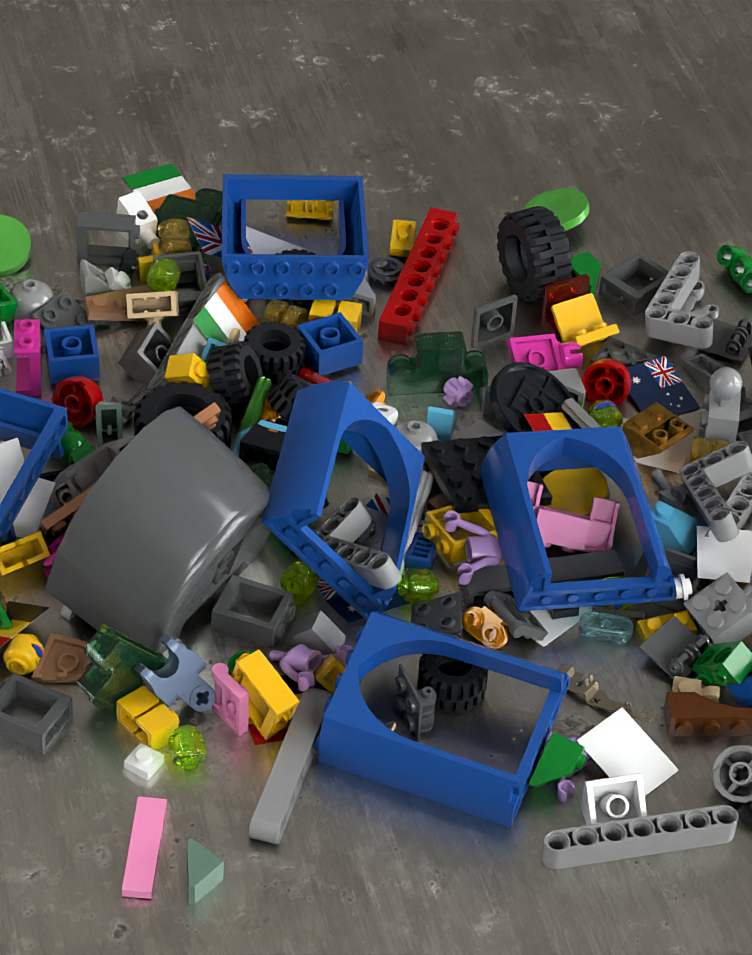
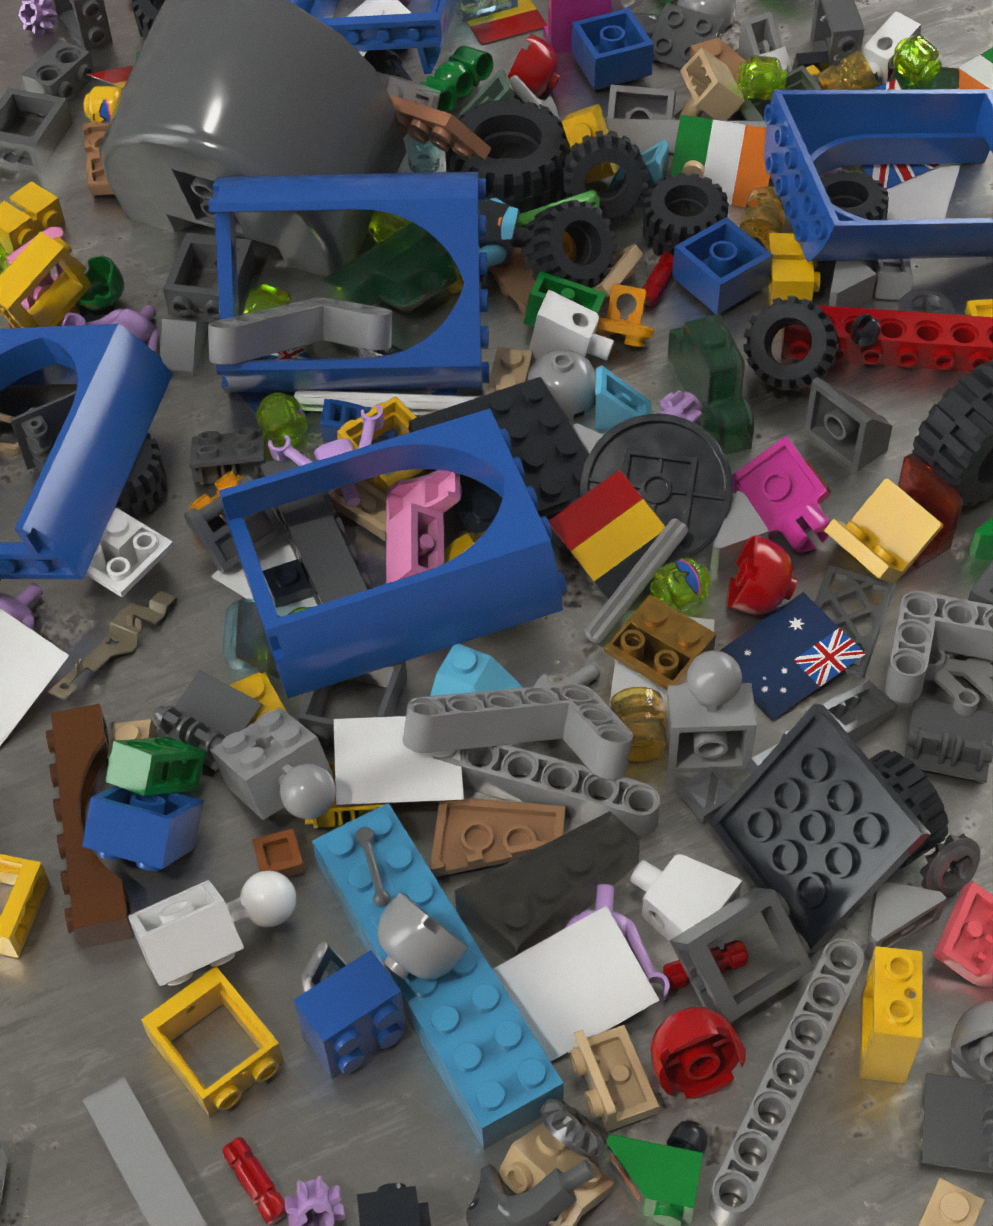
camera: 85 degrees right, 10 degrees up
(113, 666) = (61, 165): clear green brick -> none
(167, 203) = (917, 59): none -> clear neon green head
(179, 677) = (58, 206): sand blue piece -> none
(417, 307) = (770, 322): none -> black tyre
(419, 289) = (869, 334): none -> black hinge
(525, 693) = (126, 553): none -> white slope
(683, 587) = (294, 692): white plate -> none

